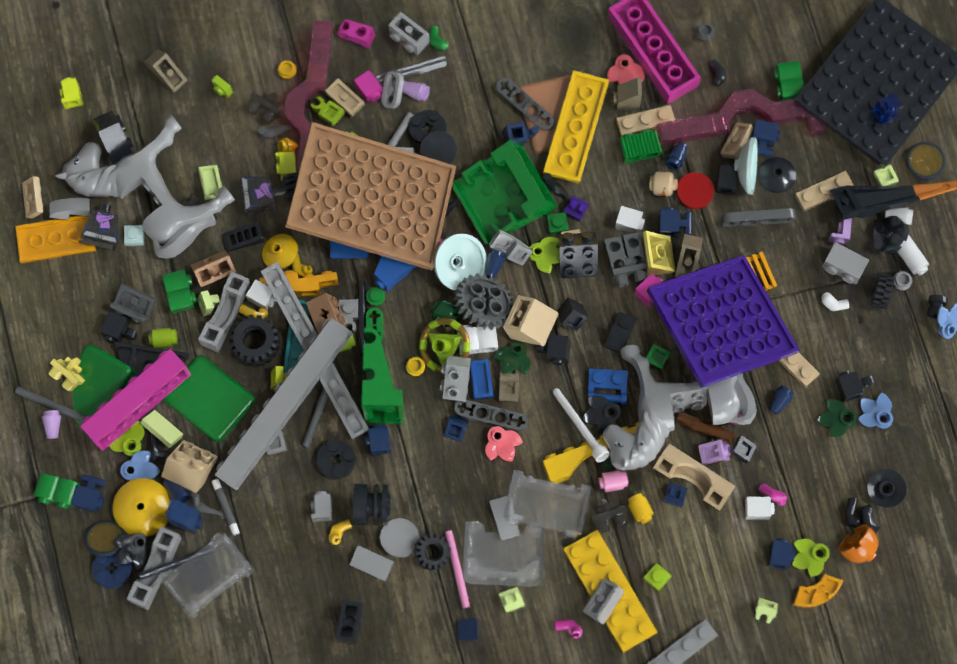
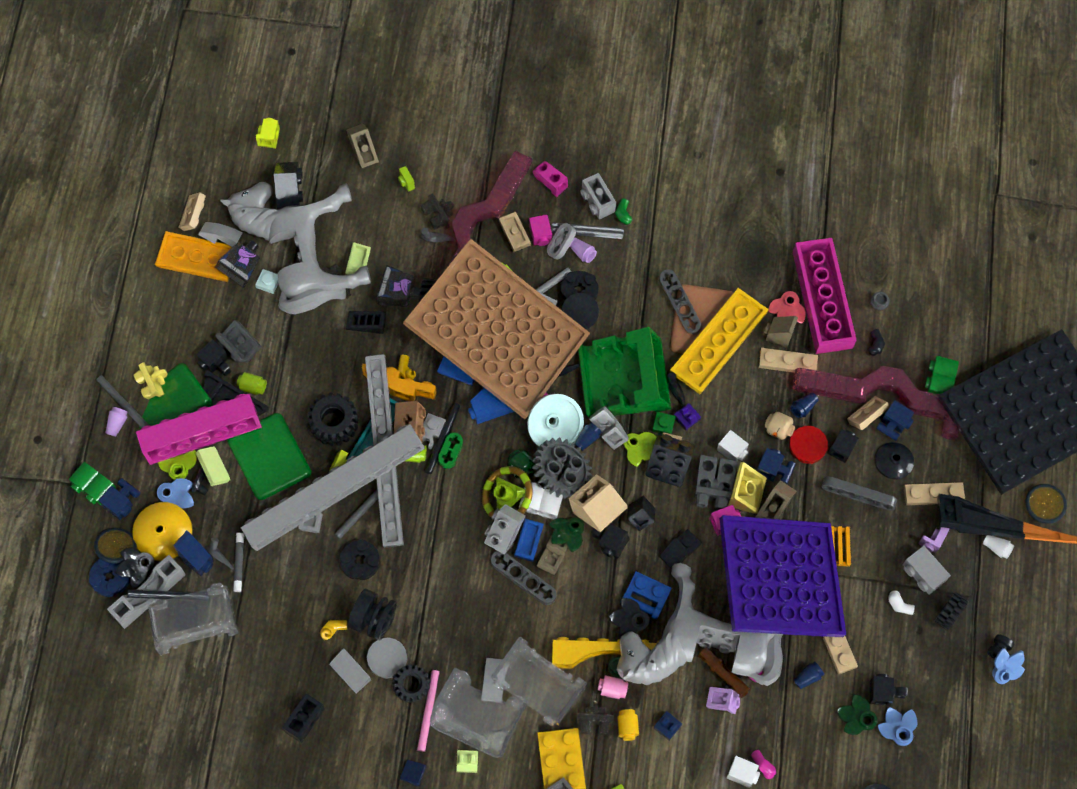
camera: 20 degrees right, 5 degrees down
(176, 491) = (200, 528): dark blue cone -> none
(178, 291) = (285, 346): green brick -> none
(189, 466) = (221, 510): tan slope -> none
(207, 302) = (306, 367): yellowish green tile -> none
(213, 268) = (324, 338): medium nougat brick -> none
(221, 322) = (332, 370): light grey arch -> none
(246, 311) = (337, 388): yellow arm -> none
(261, 295) = (357, 380): white brick -> none
(285, 163) = (434, 268): neon yellow brick -> none
(285, 255) = (398, 351): yellow dish -> none
(286, 69) = (472, 186): yellow plate -> none
(286, 145) = (441, 255): yellow plate -> none
(322, 507) = (326, 598): light grey brick -> none
(328, 112) = (494, 239): lime plate -> none
(375, 296) = (463, 423): green plate -> none
(378, 440) = (407, 557): dark blue brick -> none
(379, 399) = (422, 513): green panel -> none
(415, 366) = (472, 503): yellow plate -> none
(456, 428) = (485, 576): dark blue slope -> none
(504, 446) = (522, 611): coral plate -> none
(519, 133) = (661, 325): dark blue brick -> none
(600, 452) = (609, 653): white piece -> none
(640, 146) = (772, 382): green brick -> none
(657, 357) = (706, 586): green plate -> none
(712, 486) = (707, 734): tan arch -> none
(743, 449) = (752, 708): plate -> none
(747, 165) = (868, 439): light aqua dish -> none
(884, 228) = (975, 553): black plate -> none
(885, 176) = (1000, 503): yellowish green tile -> none
(887, 108) = (1026, 438): clear blue brick -> none
(902, 280) = (976, 609): light grey plate -> none
(913, 257) = (994, 587): white brick -> none

